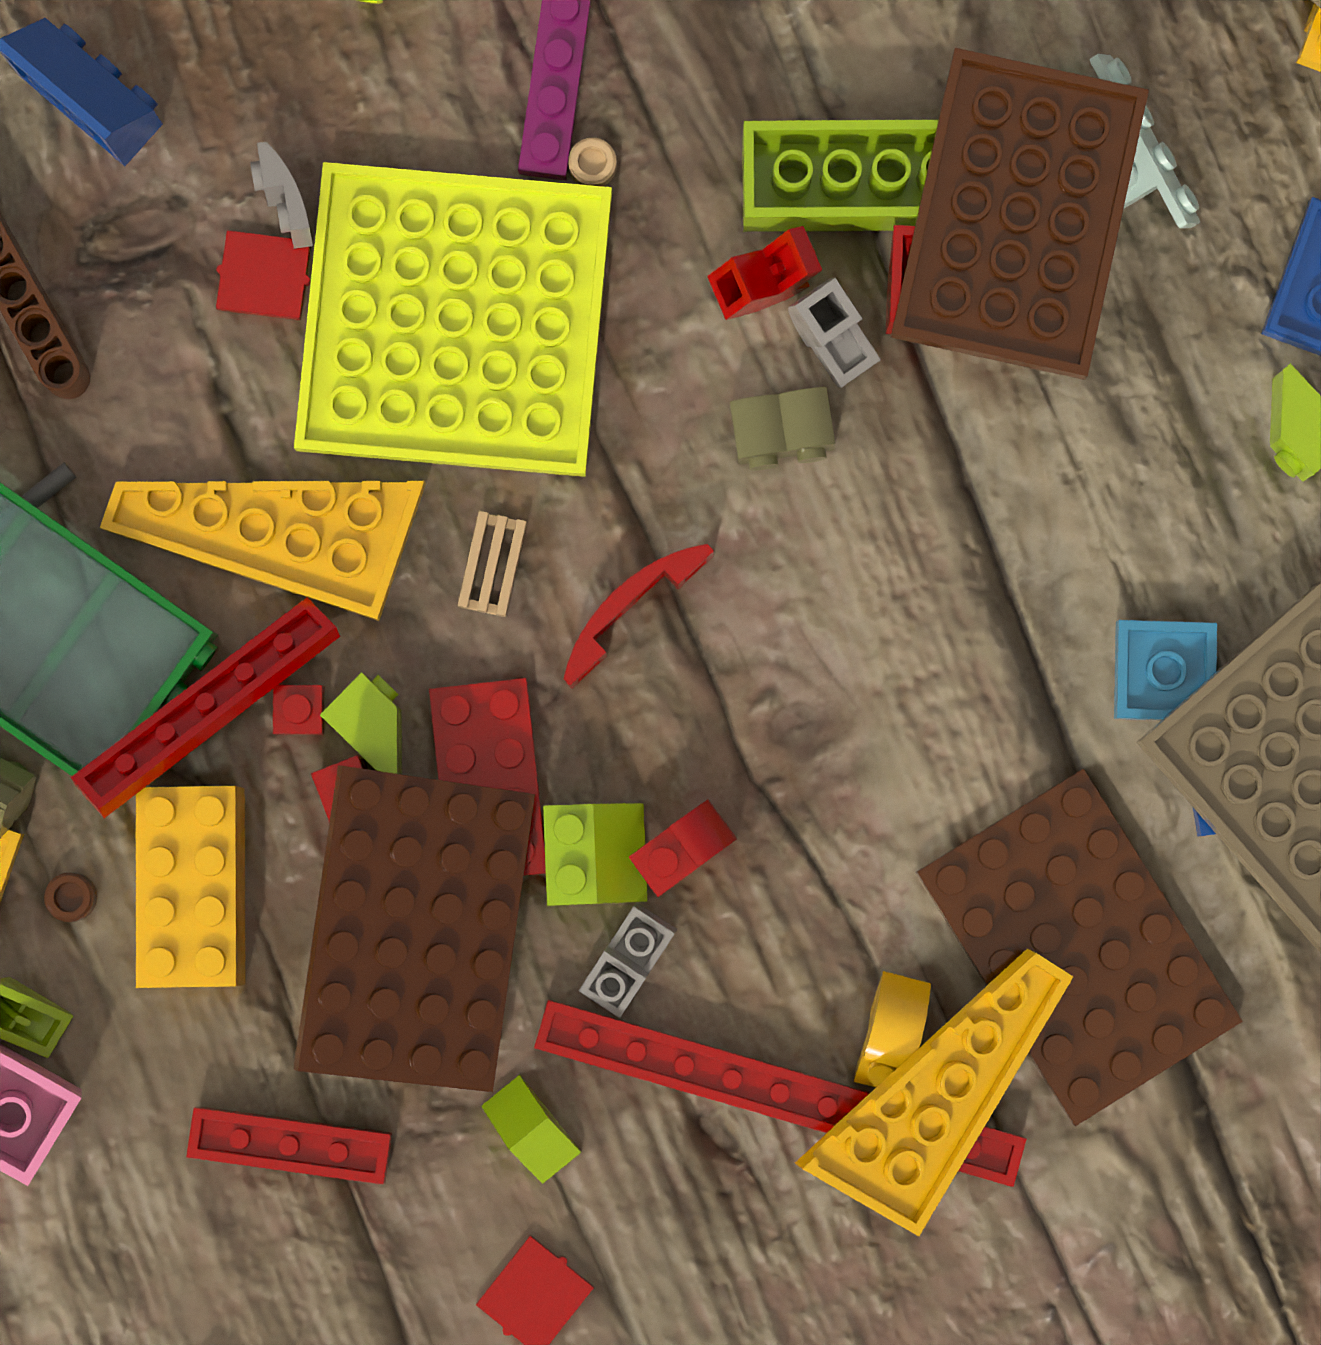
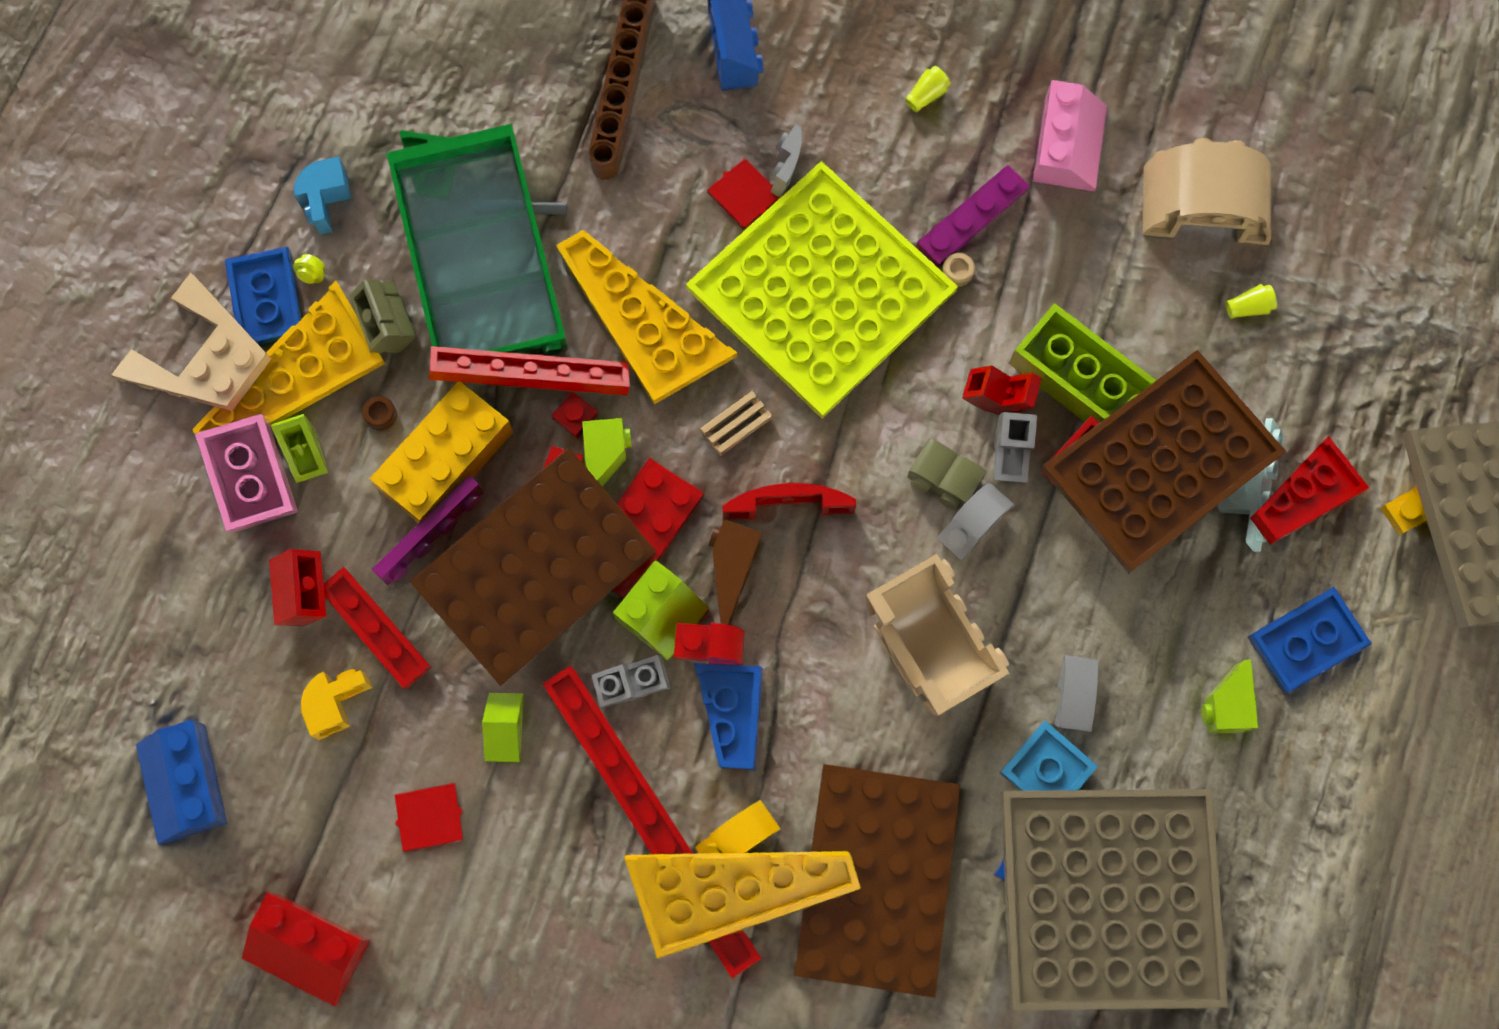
camera: 35 degrees right, 10 degrees down
(164, 1177) = (297, 588): none -> red brick
(252, 1007) = (420, 539): none -> magenta plate
(307, 1276) = (323, 697): none -> yellow brick
(626, 730) = (732, 559): none -> reddish brown slope
(769, 897) = (733, 711): none -> blue wing
(859, 453) = (974, 520): none -> light grey brick
(930, 632) = (932, 637): none -> tan cylinder
(1130, 557) = (1078, 693): none -> light grey slope
(1205, 106) = (1310, 492): none -> red wing

